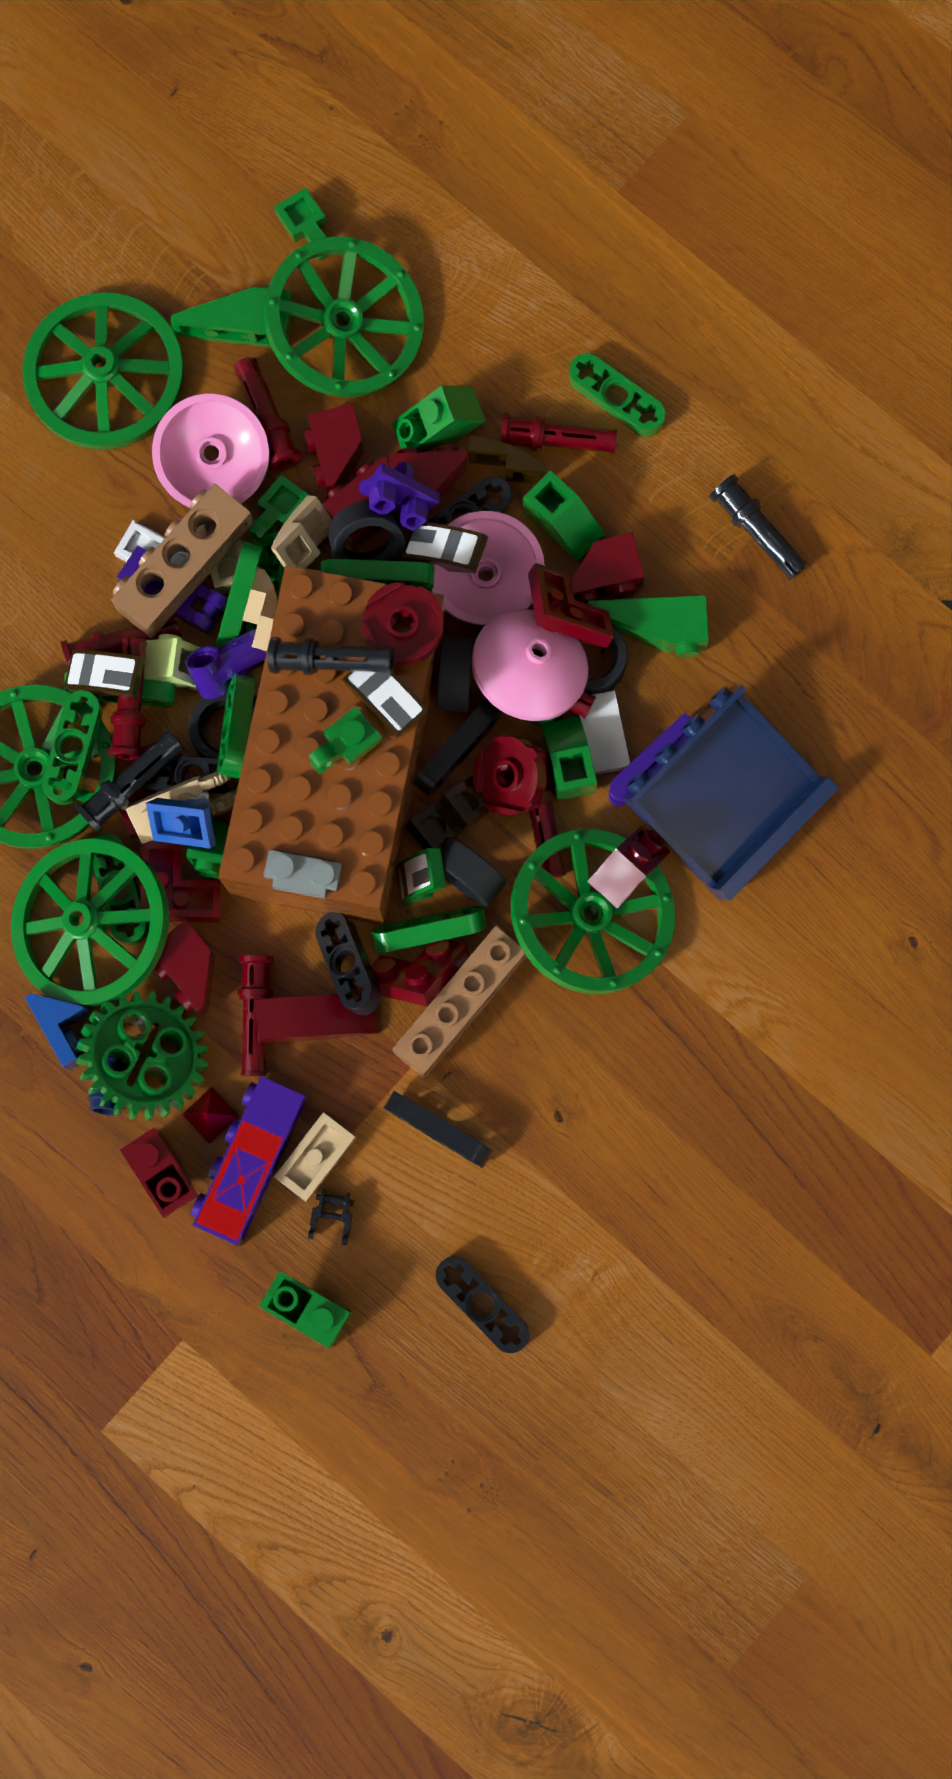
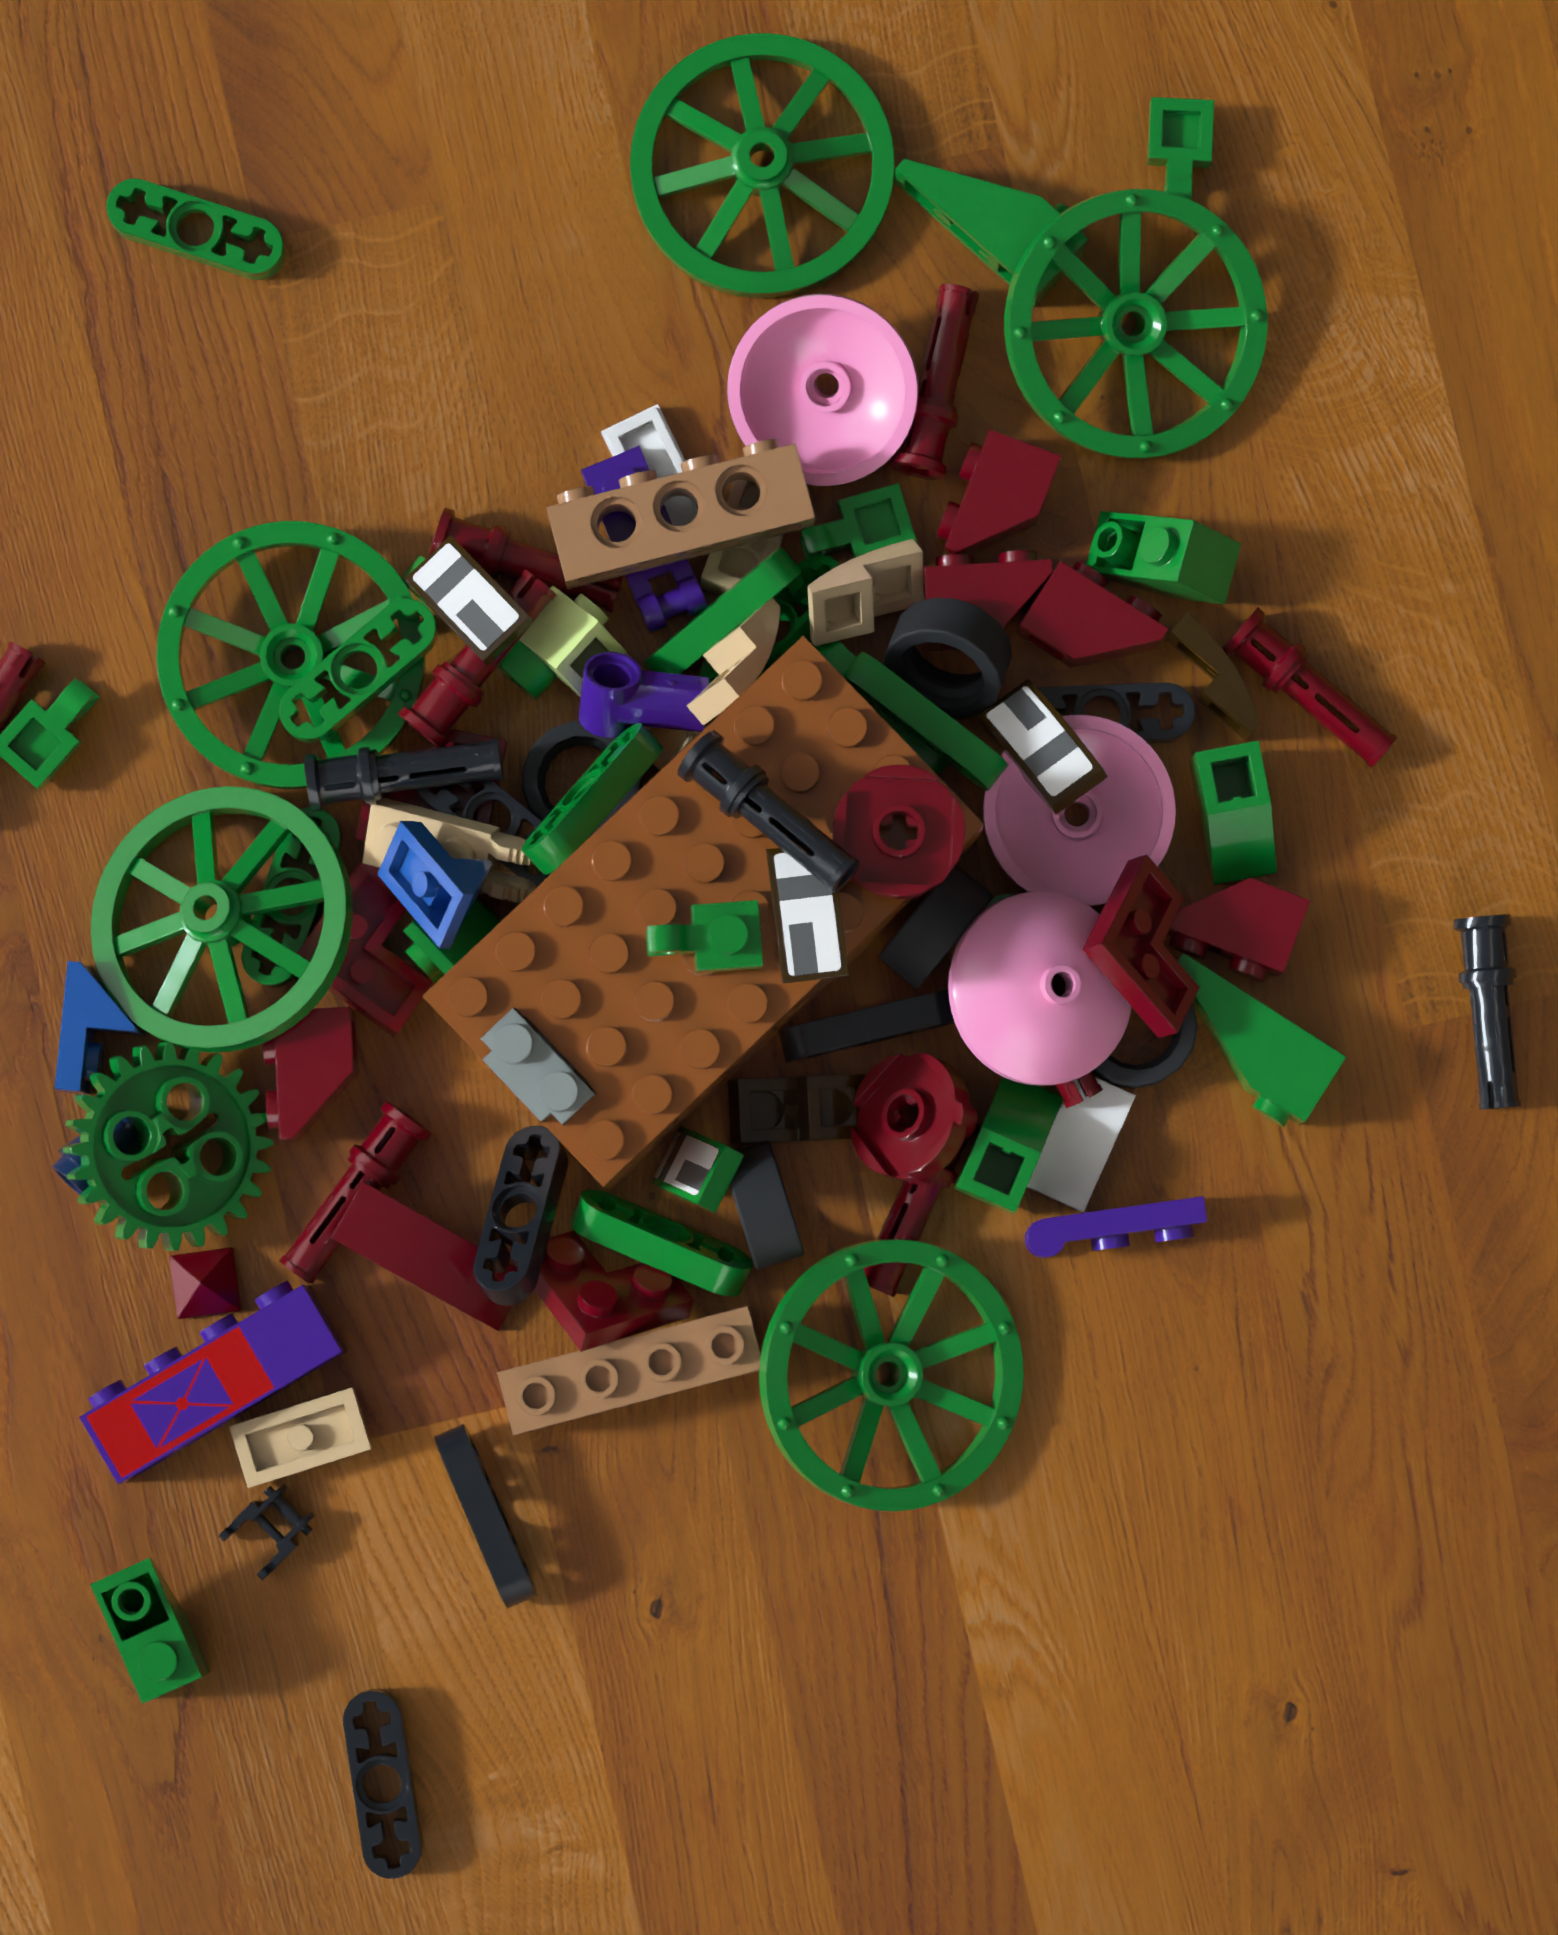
camera: 30 degrees right, 5 degrees up
(159, 1172) = (86, 1317): dark red slope -> none
(397, 491) = (1036, 628): dark purple hips -> none
(614, 378) = (1403, 648): green beam -> none
(629, 865) = (980, 1352): slope -> none
(727, 793) = (1183, 1345): dark blue panel -> none

